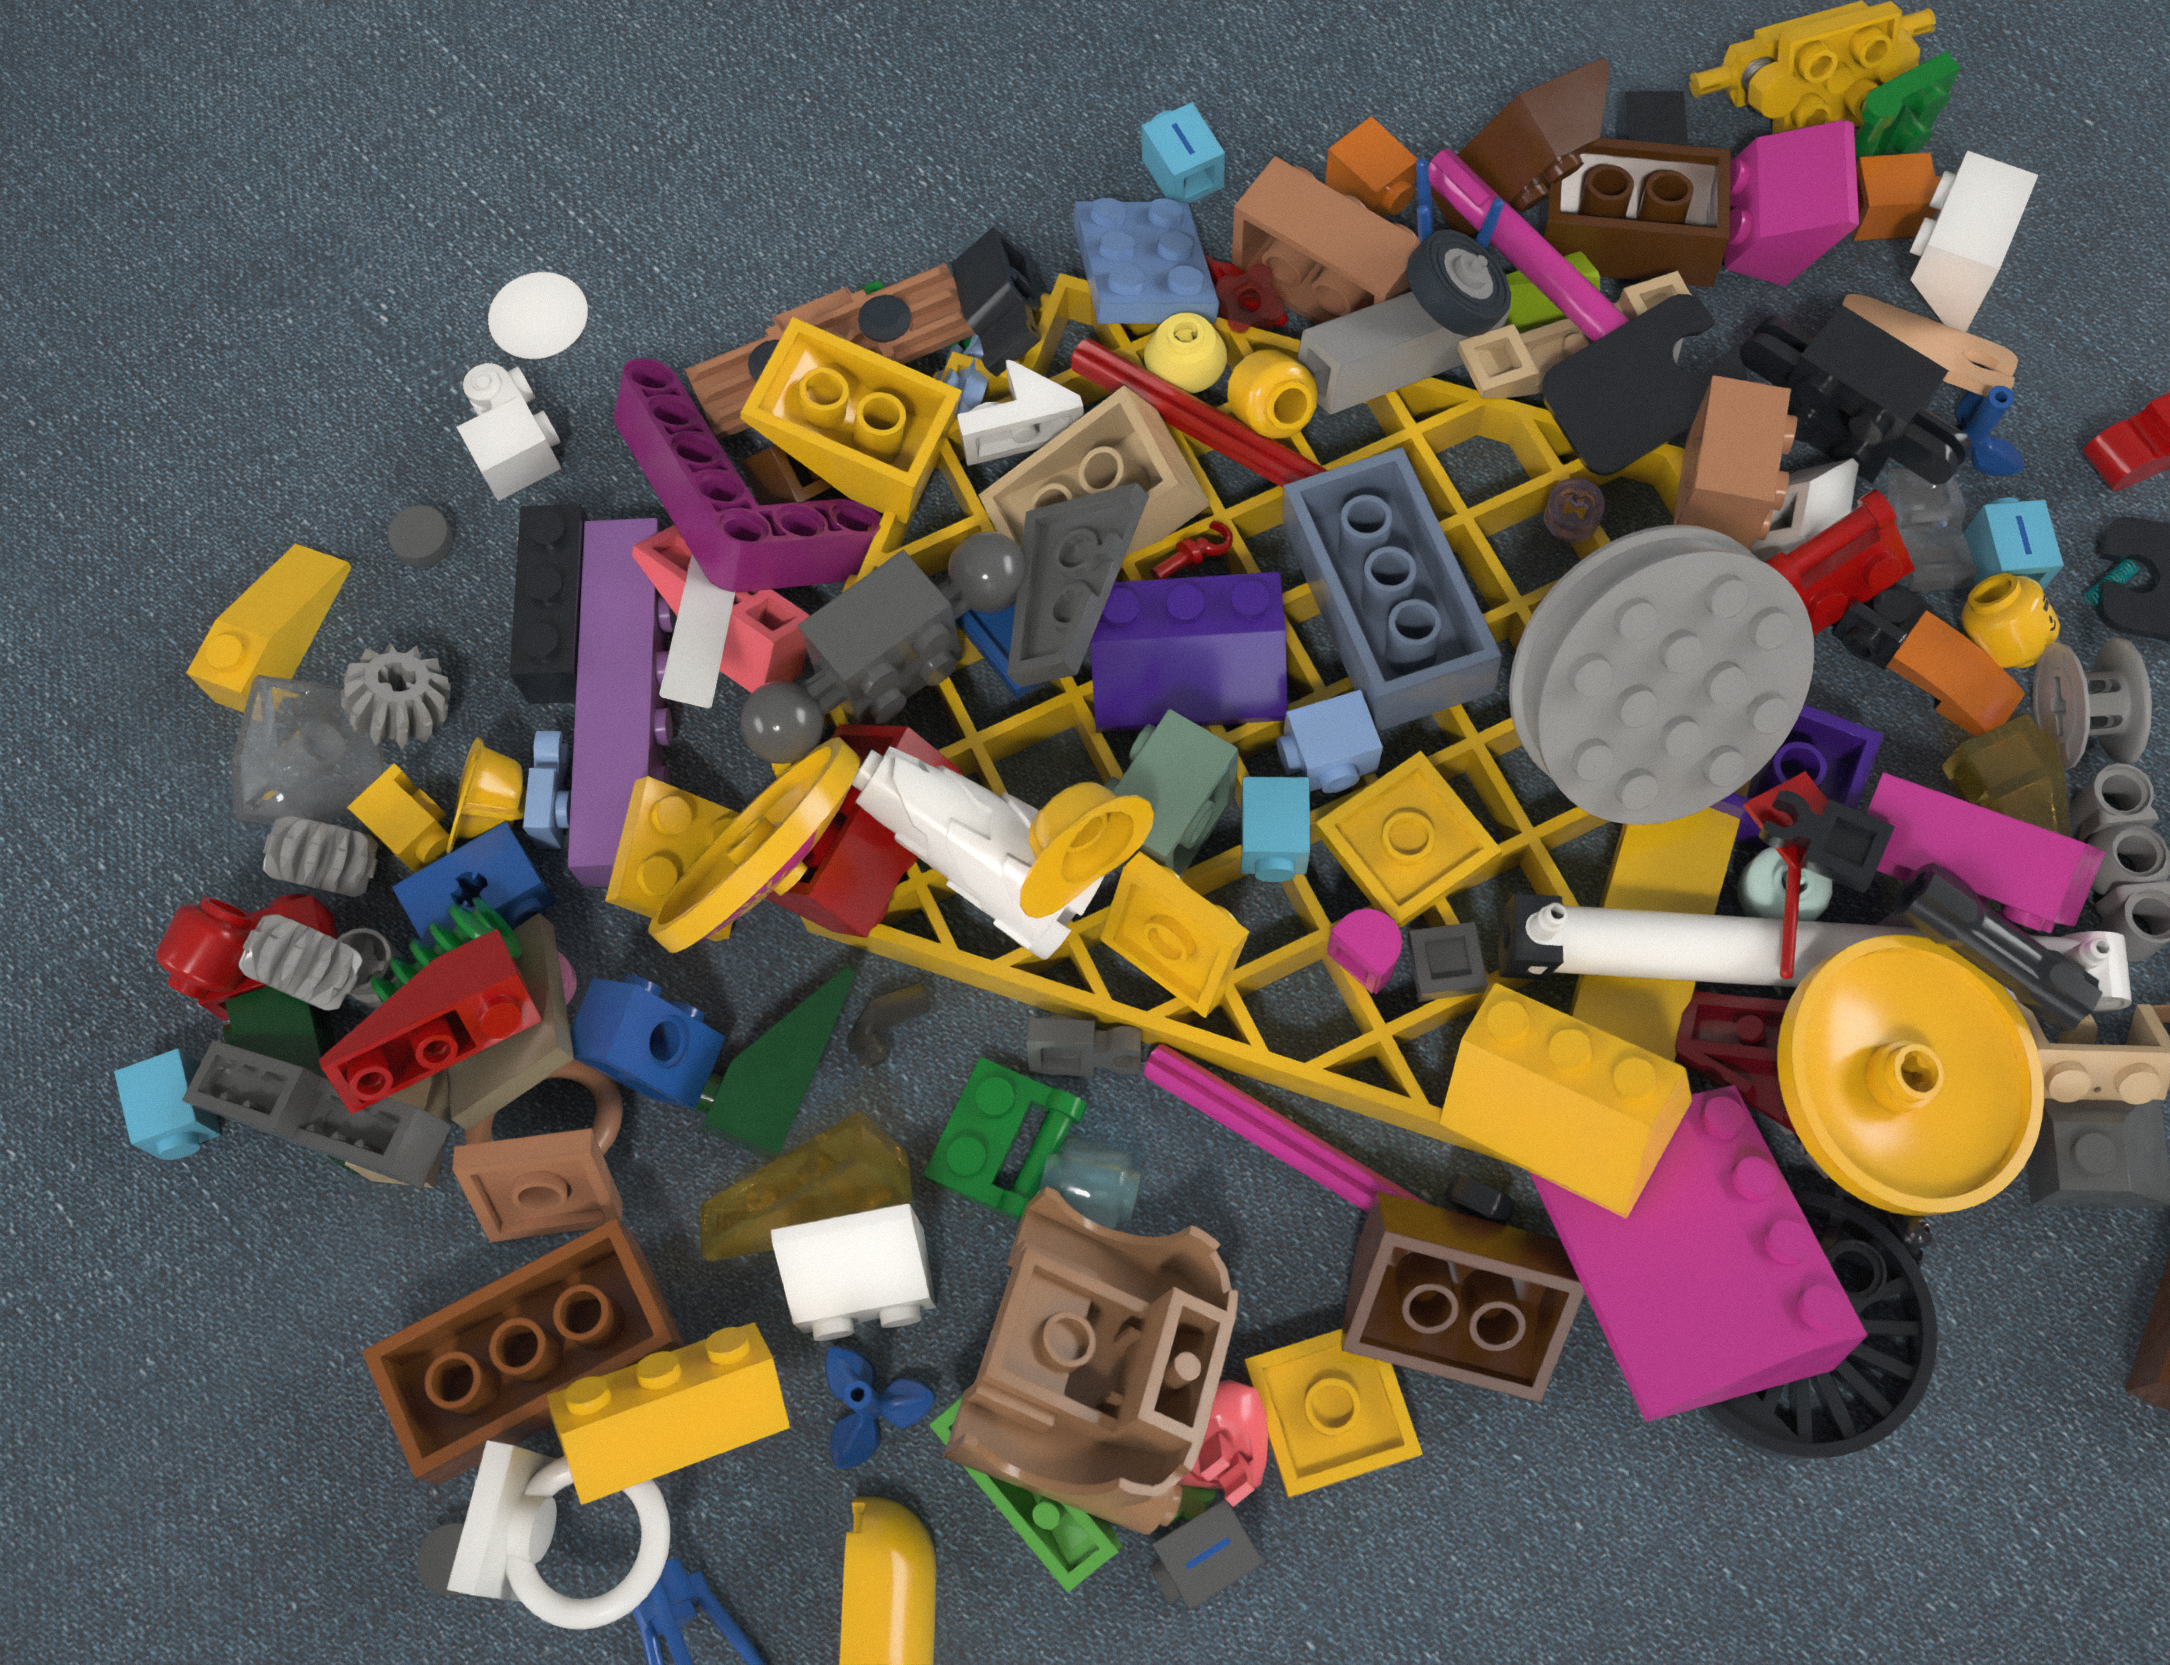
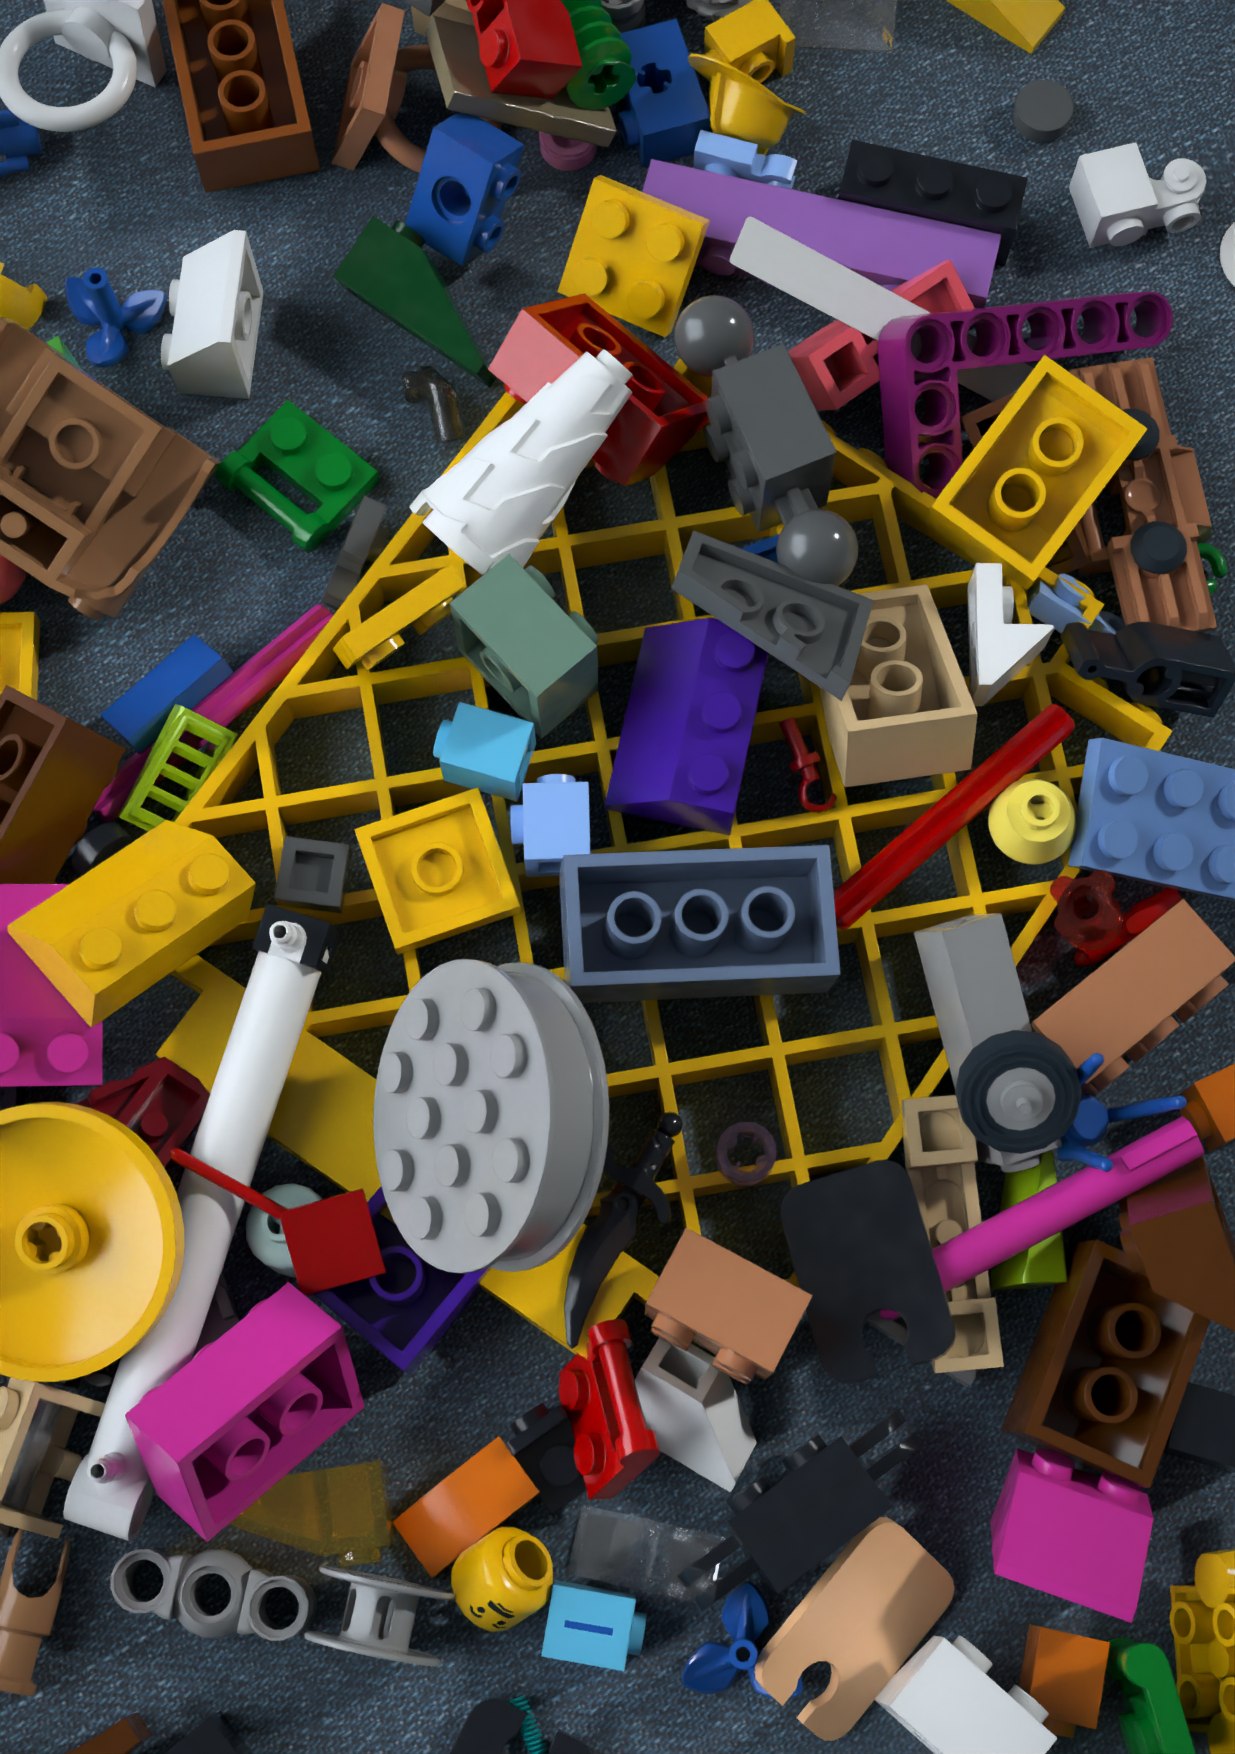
camera: 100 degrees right, 5 degrees up
(395, 695) = (886, 41): light grey gear -> none
(668, 1411) = (134, 135): yellow slope -> none
(758, 848) = (578, 272): yellow dish -> none
(829, 1176) = (296, 302): clear yellow slope -> none
(1078, 841) = (477, 513): yellow piece -> none
(1094, 1180) = (225, 525): clear light blue head -> none
(1272, 394) = (952, 880): yellow head -> none
(1288, 1193) = (179, 679): none -> blue tile
(1336, 1147) = (167, 742): none -> lime slope
(1366, 947) = (341, 798): dark pink brick -> none
(1837, 843) = (285, 1254): black plate -> none
(2036, 975) = (95, 1401): black axle -> none

